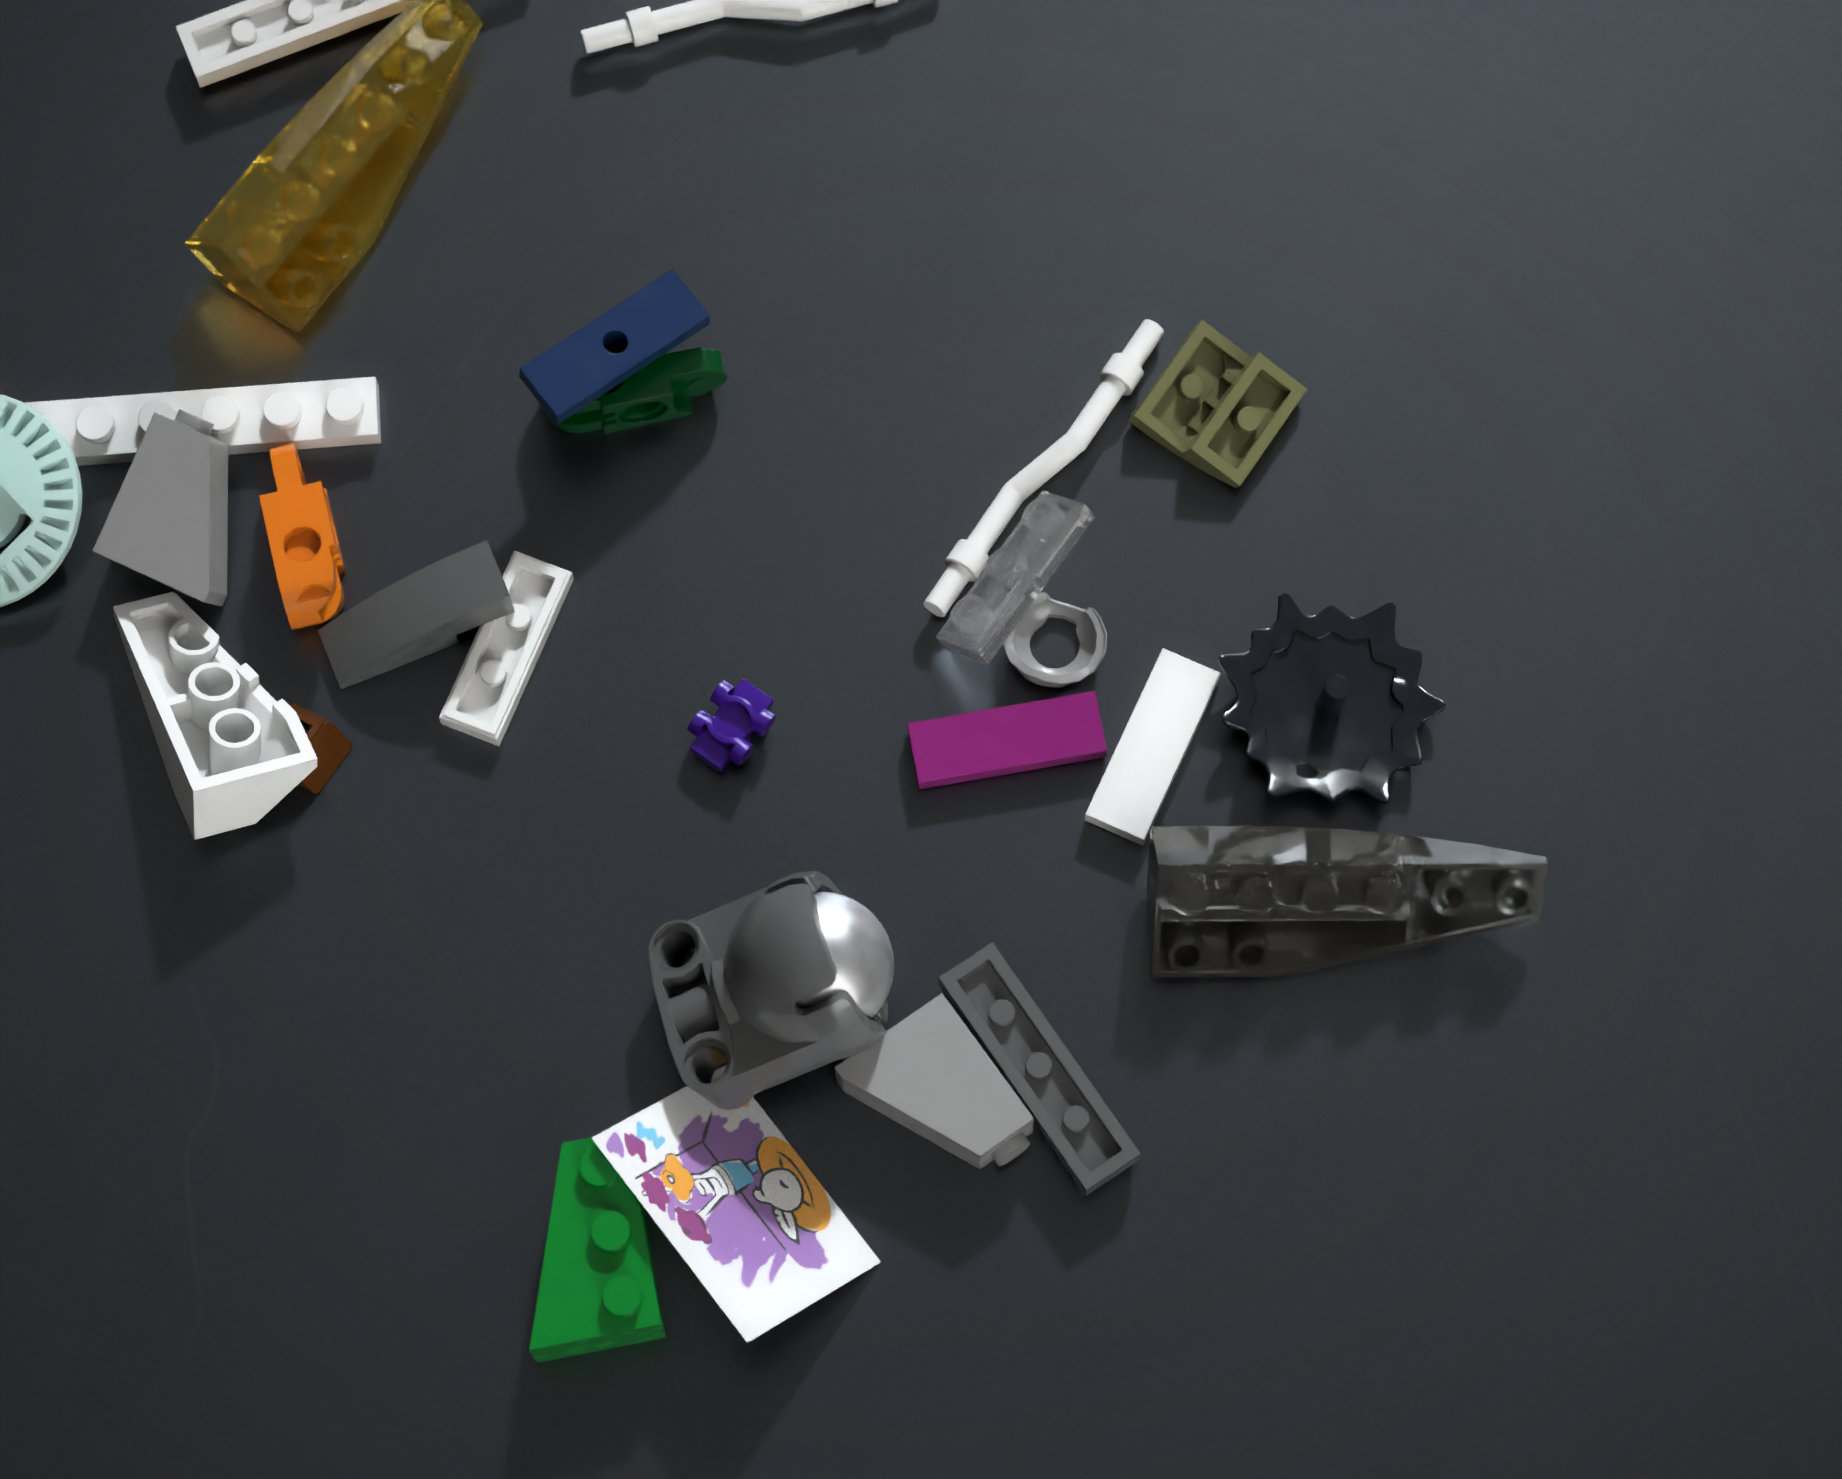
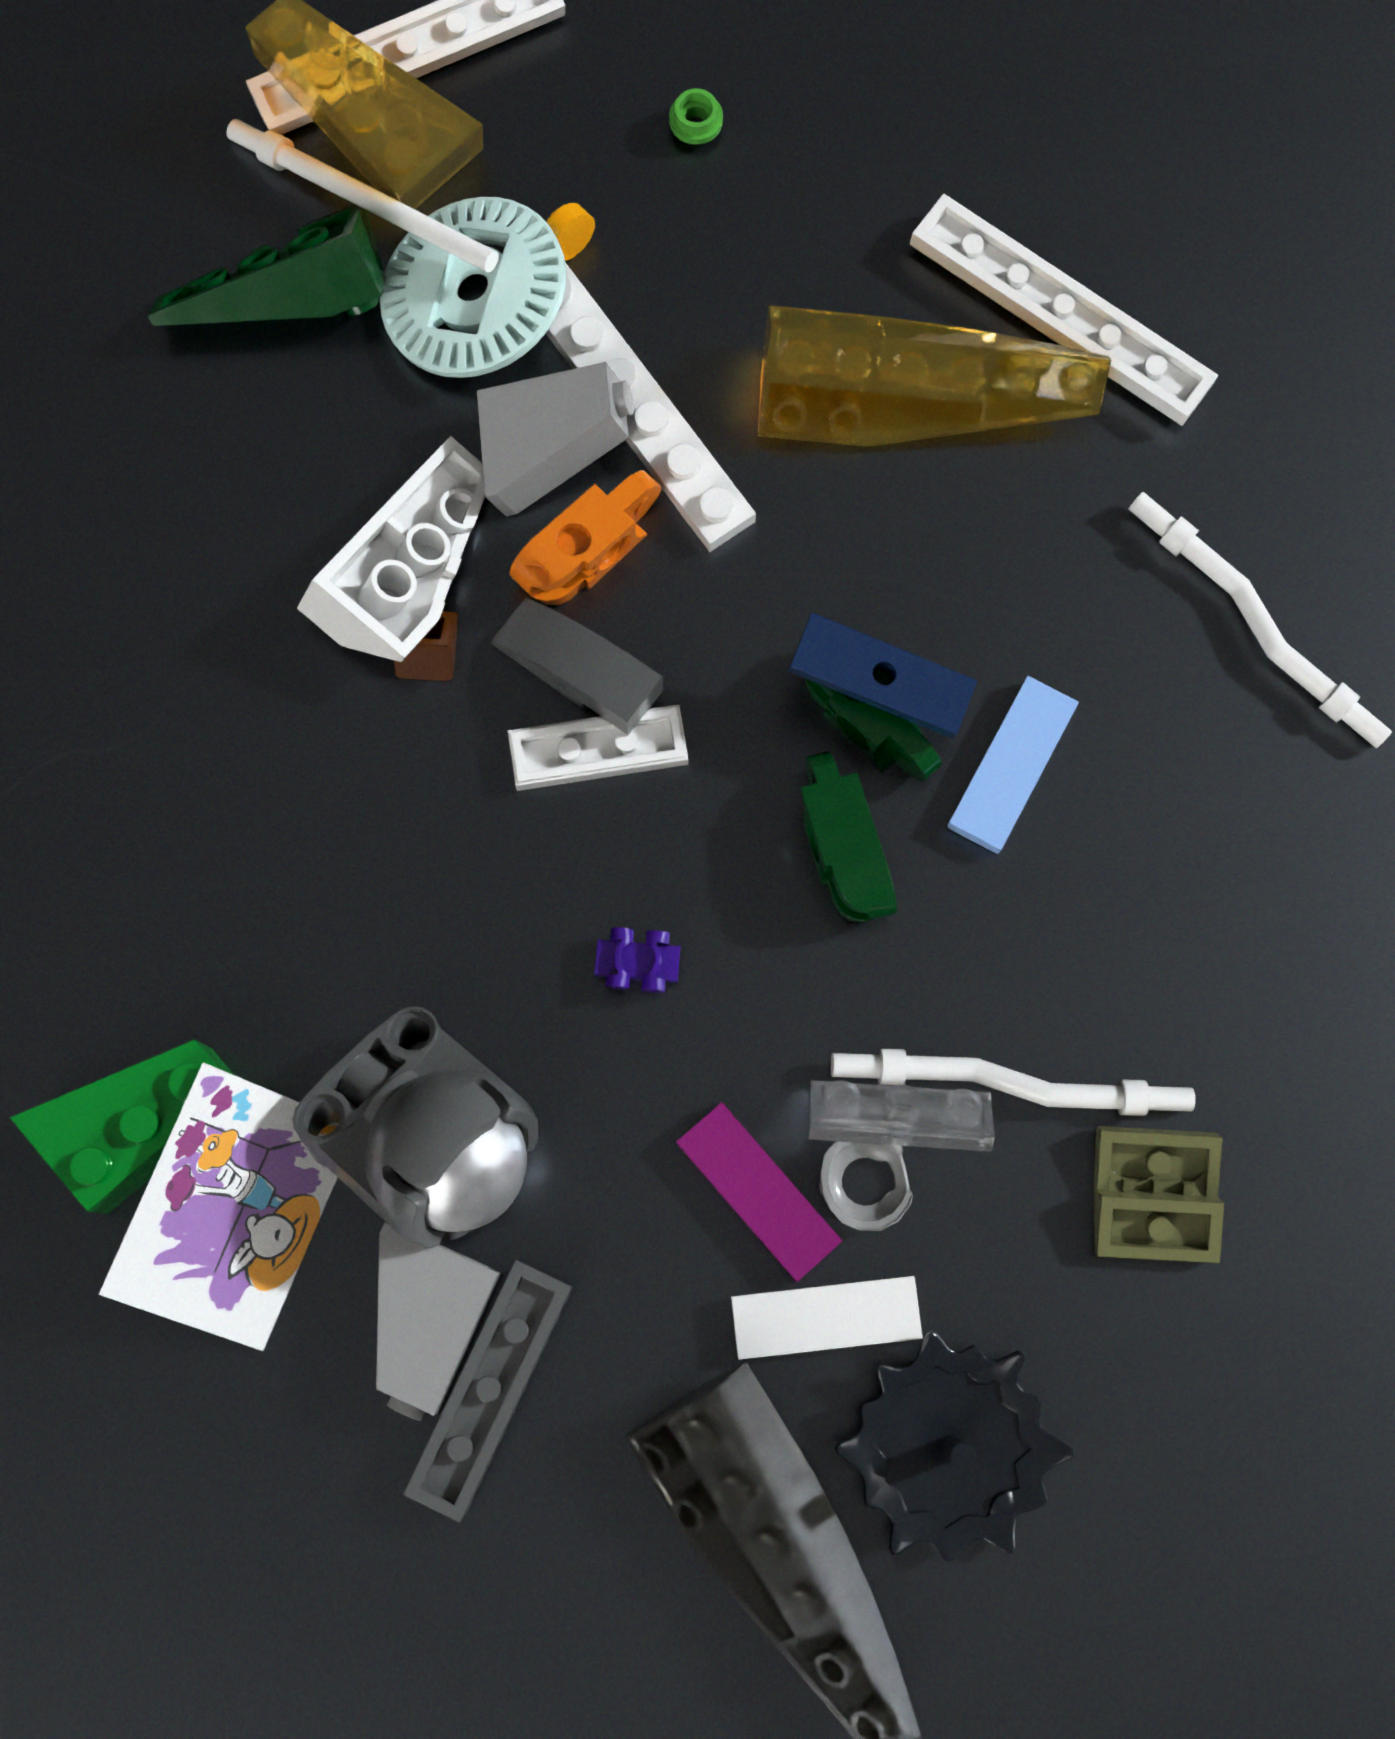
camera: 55 degrees right, 5 degrees up
(740, 477) = (845, 842): none -> dark green piece
(759, 295) = (1012, 765): none -> light blue tile

